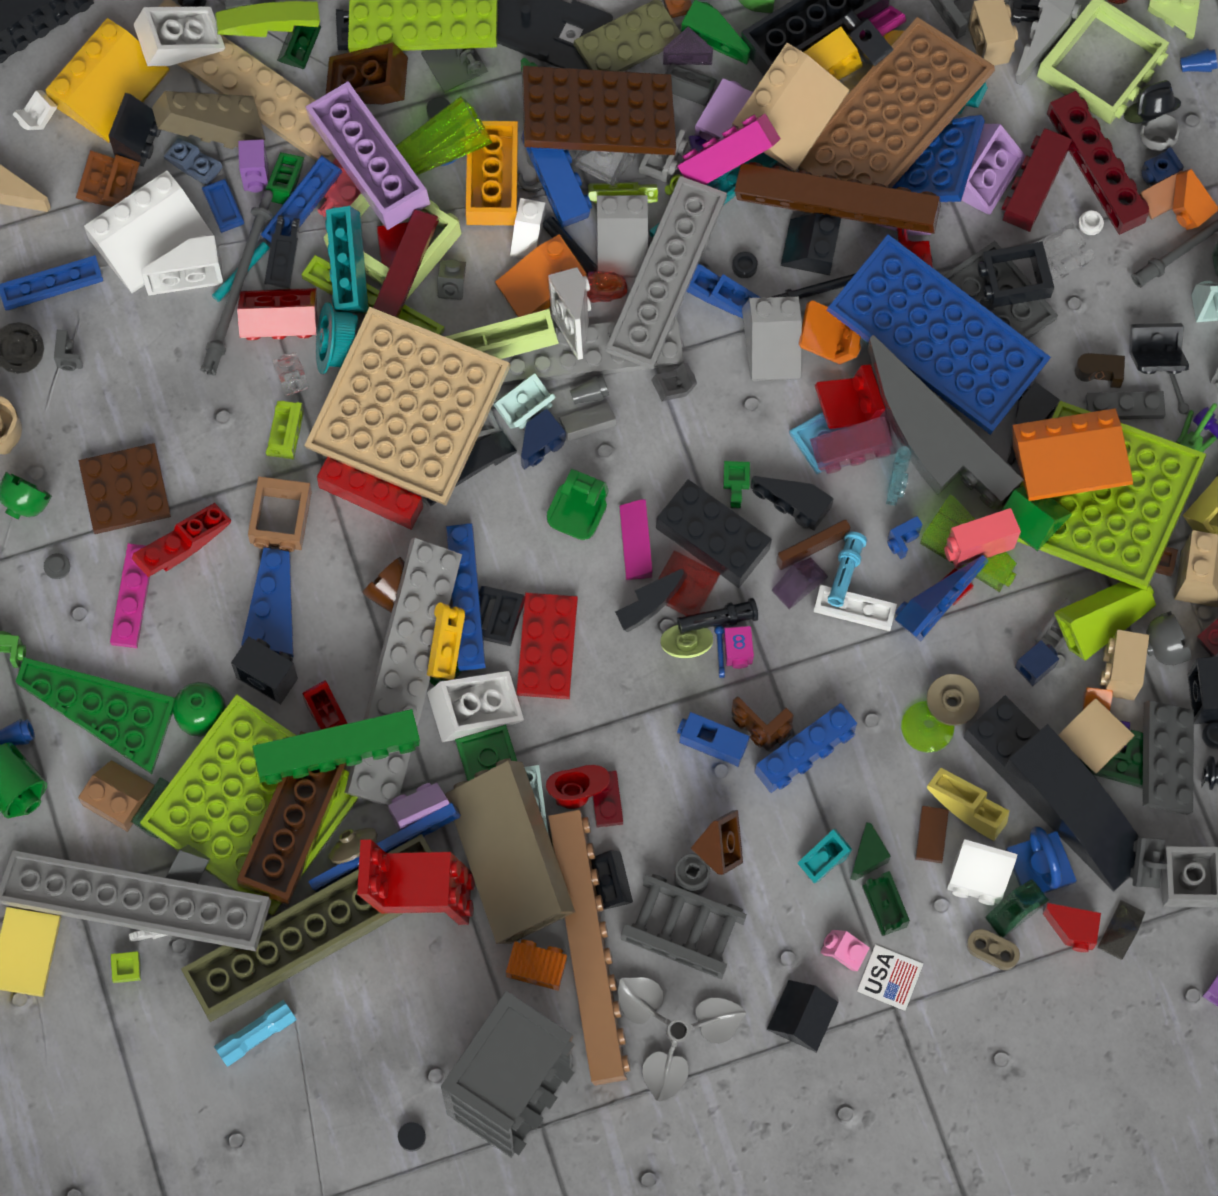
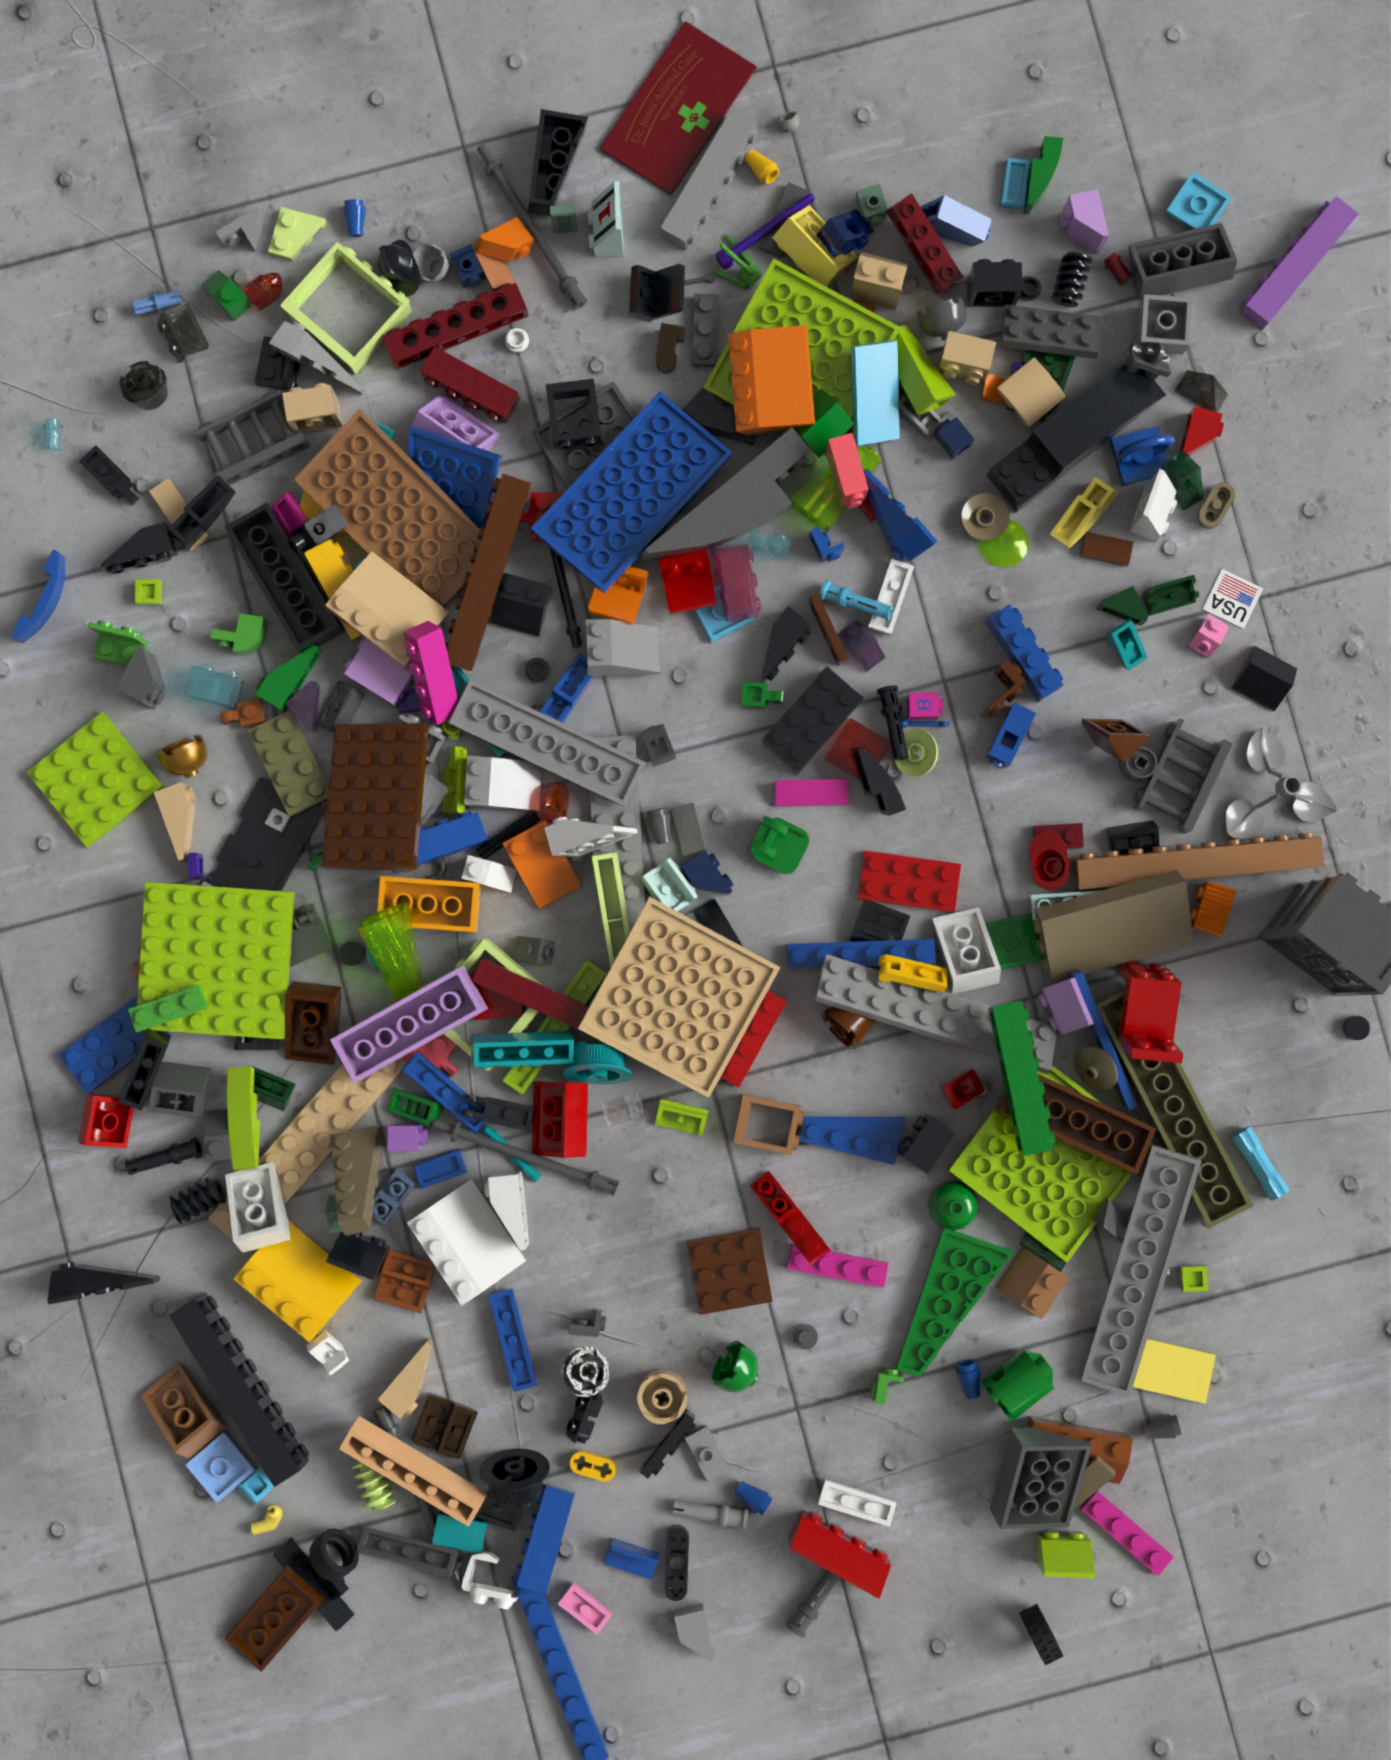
camera: 80 degrees left, 15 degrees up
(1073, 568) = (875, 392): none -> medium azure tile

